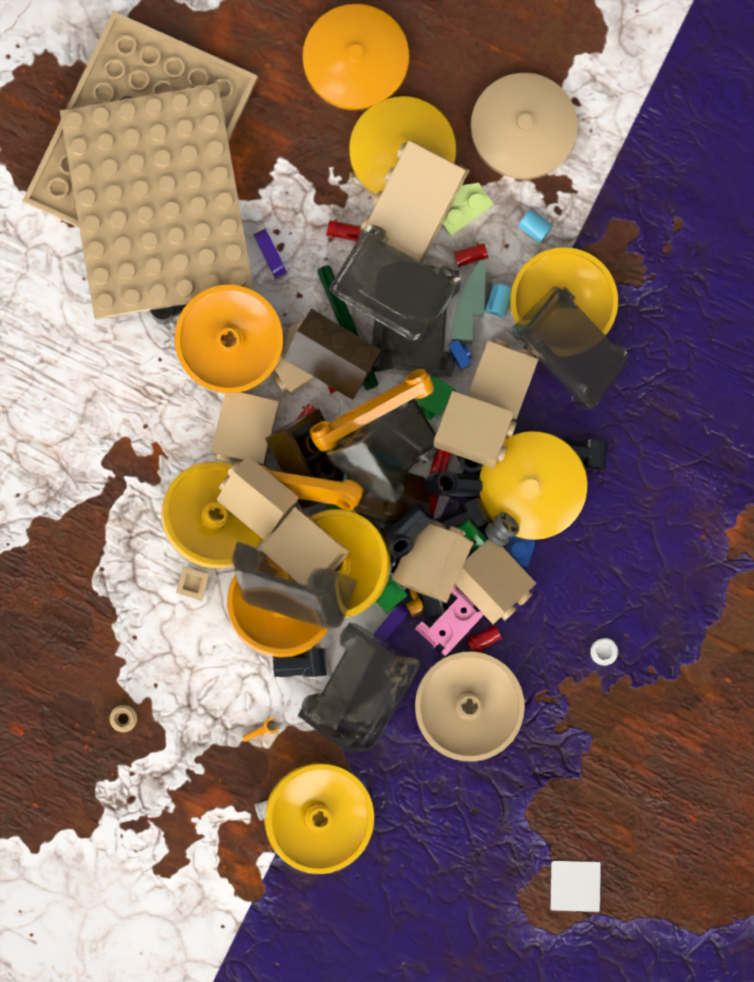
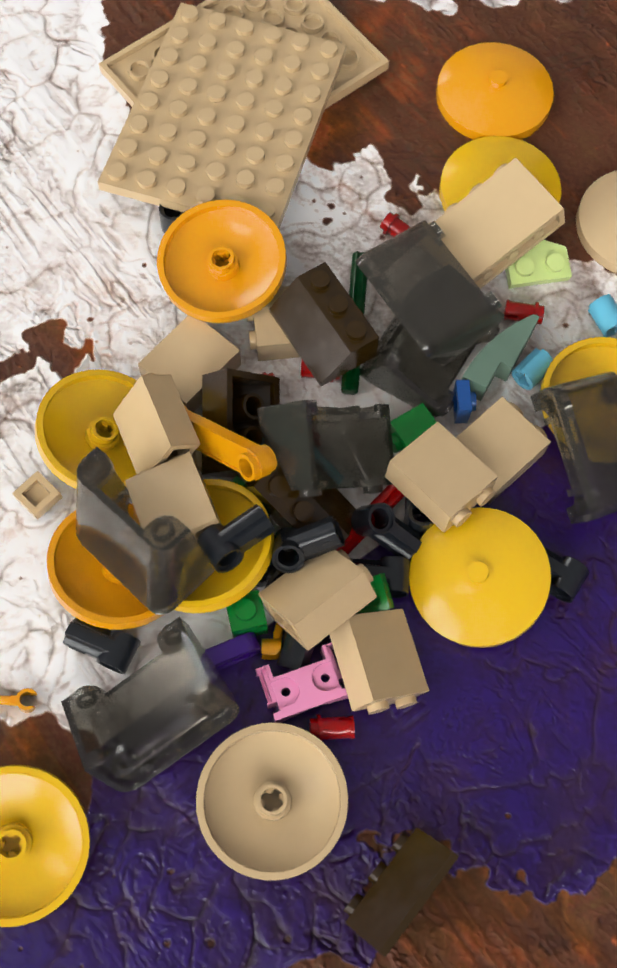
camera: 25 degrees right, 15 degrees down
(270, 253) = (313, 216): dark purple beam -> none
(357, 558) = (226, 544): none -> black piece
(417, 385) = (401, 397): light orange piece -> none
(503, 528) = (418, 606): dark grey wheel -> none
(520, 550) = (428, 644): blue plate -> none
(576, 719) = (399, 889): none -> dark brown slope
(604, 651) = (472, 820): white tile -> none

